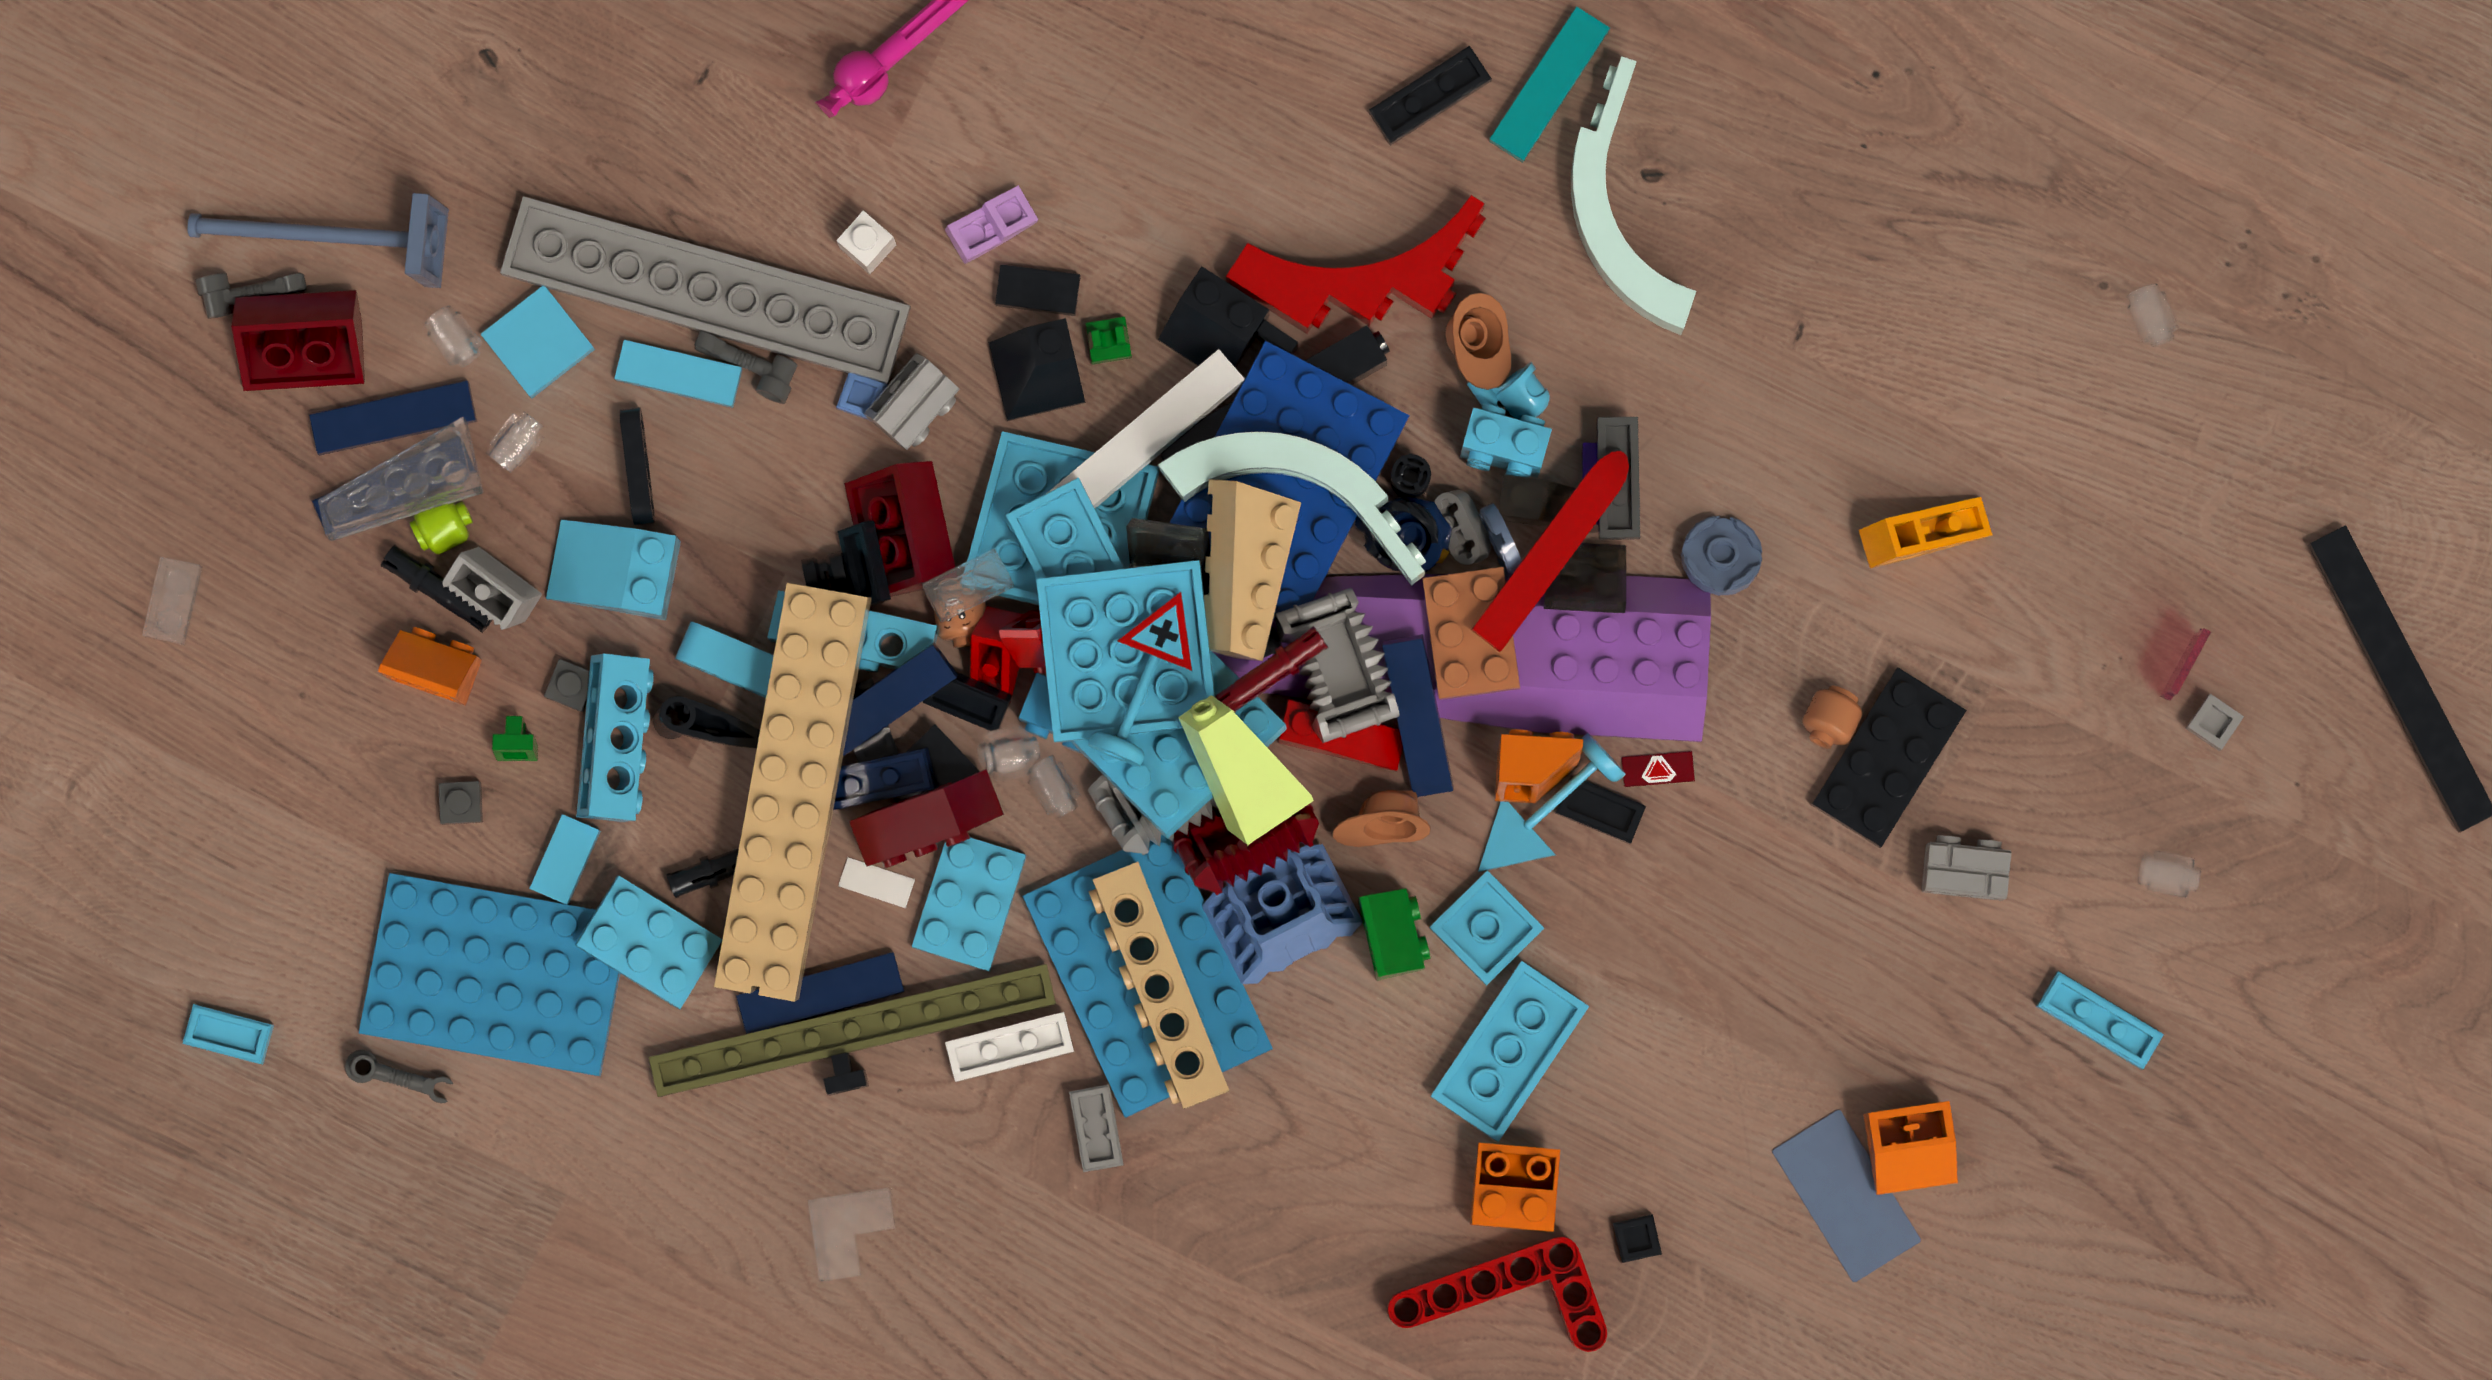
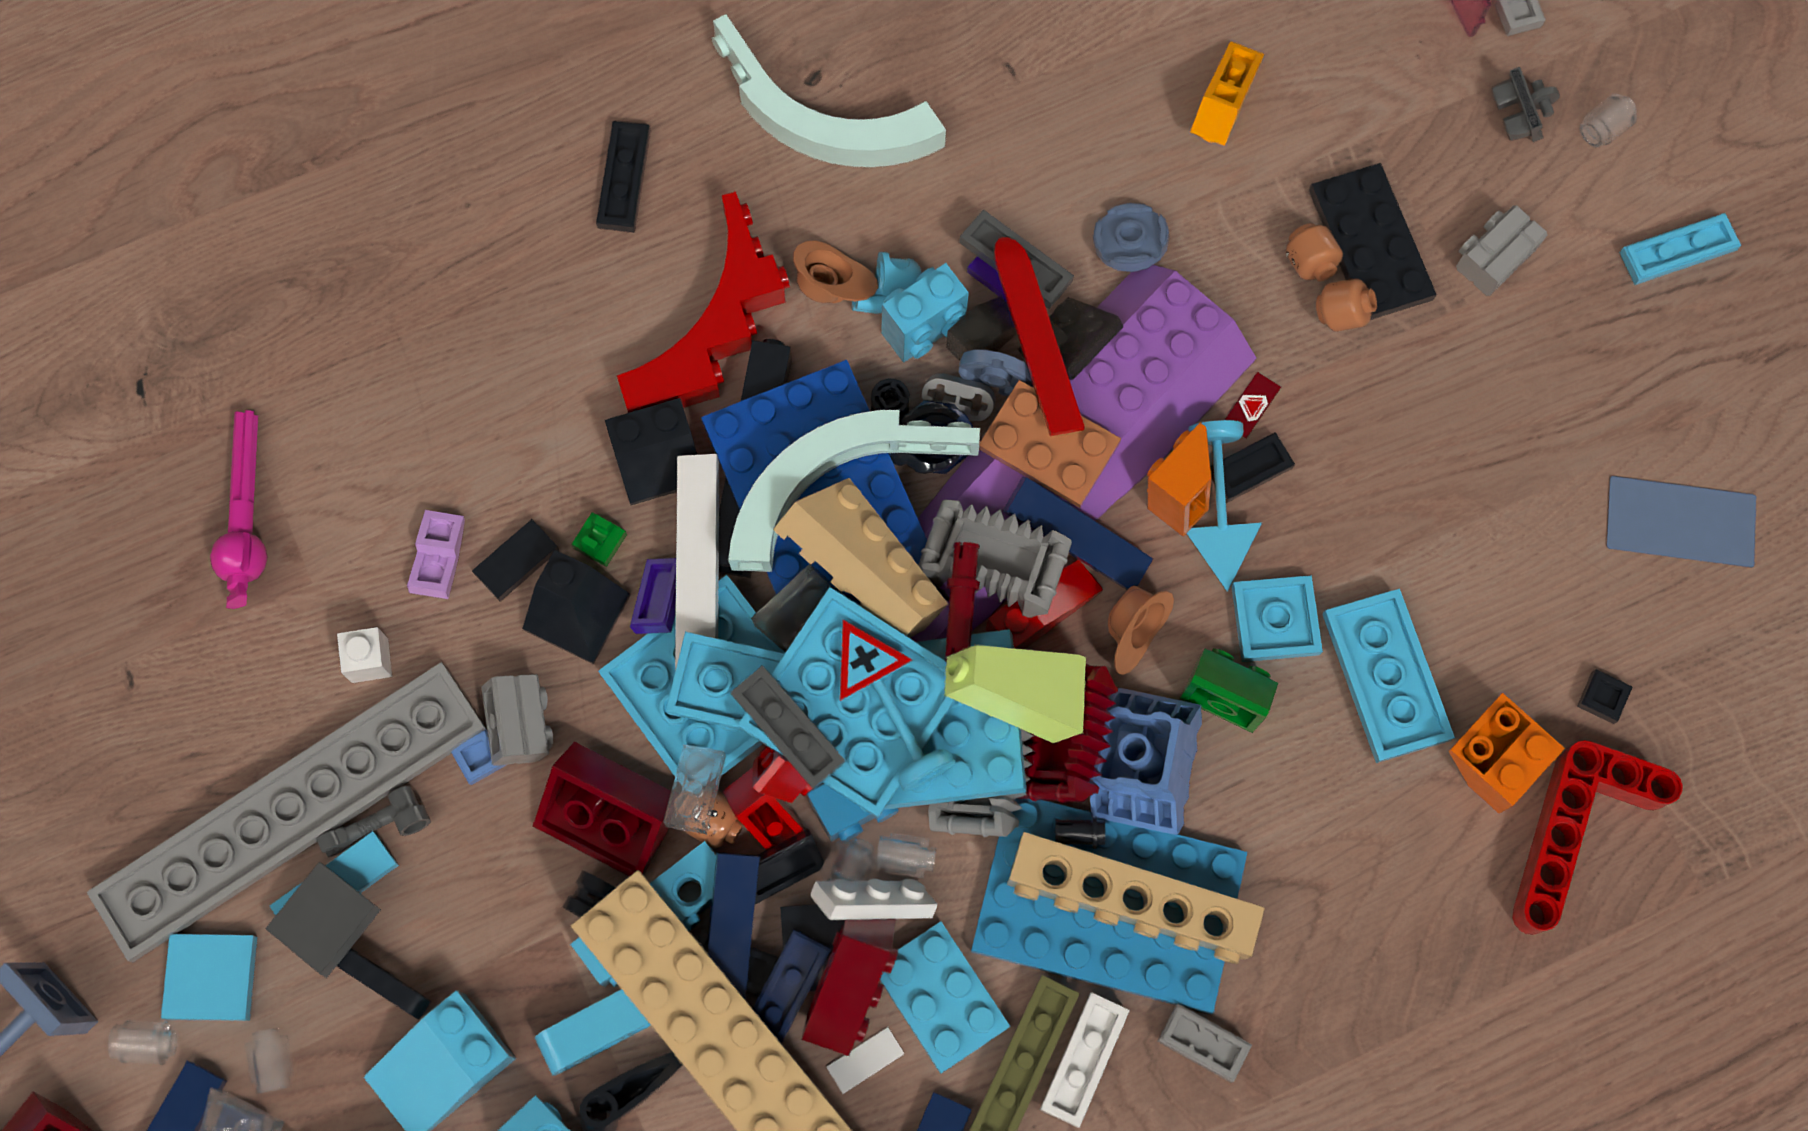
camera: 55 degrees left, 10 degrees down
(646, 390) = (323, 919): none -> dark grey tile
(864, 562) = (605, 857): black tile -> none
(995, 790) = (873, 899): none -> white plate
(1062, 619) = (787, 727): none -> dark grey plate
(1095, 427) = (656, 598): none -> dark purple tile
(1178, 906) = (1080, 832): none -> black pin
(1273, 335) = (695, 413): black tile -> none
(1549, 84) = (689, 92): teal tile -> none
(1804, 779) = (1346, 305): none -> nougat head
(1912, 1147) = (1684, 441): orange slope -> none
(2132, 778) = (1516, 91): none -> dark grey hips

